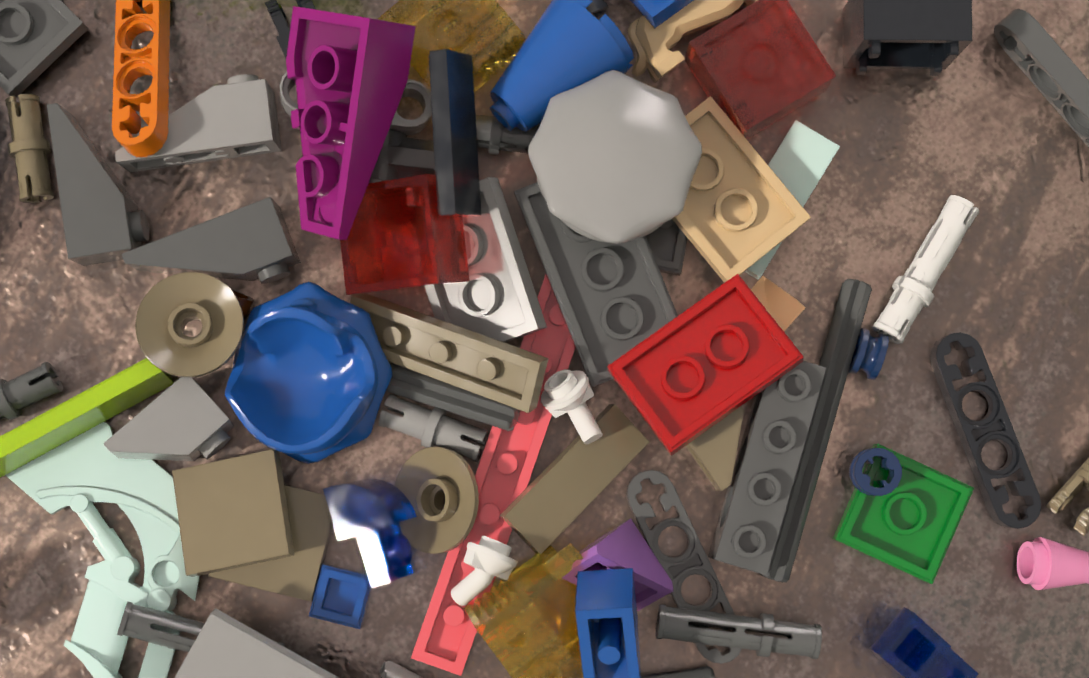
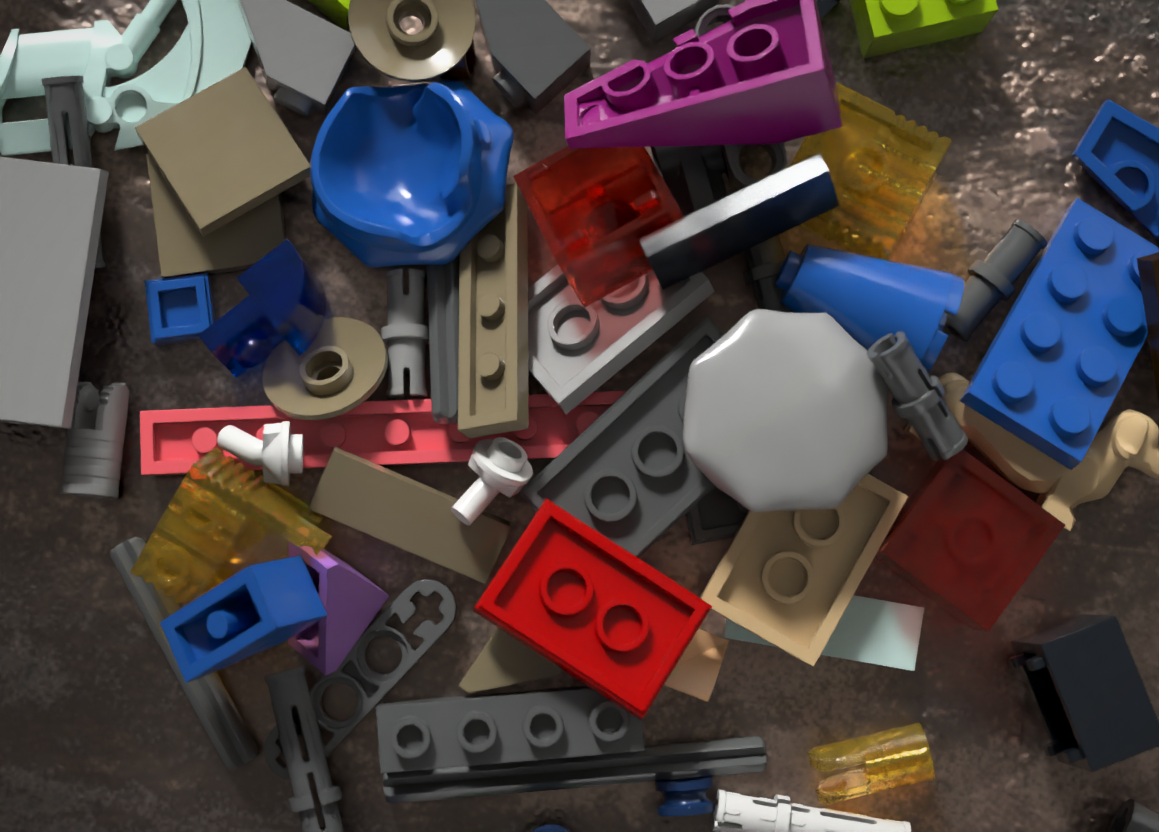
camera: 65 degrees right, 0 degrees up
(641, 55) = (917, 396): none -> dark grey pin
(898, 195) = (886, 760): none -> clear yellow hinge

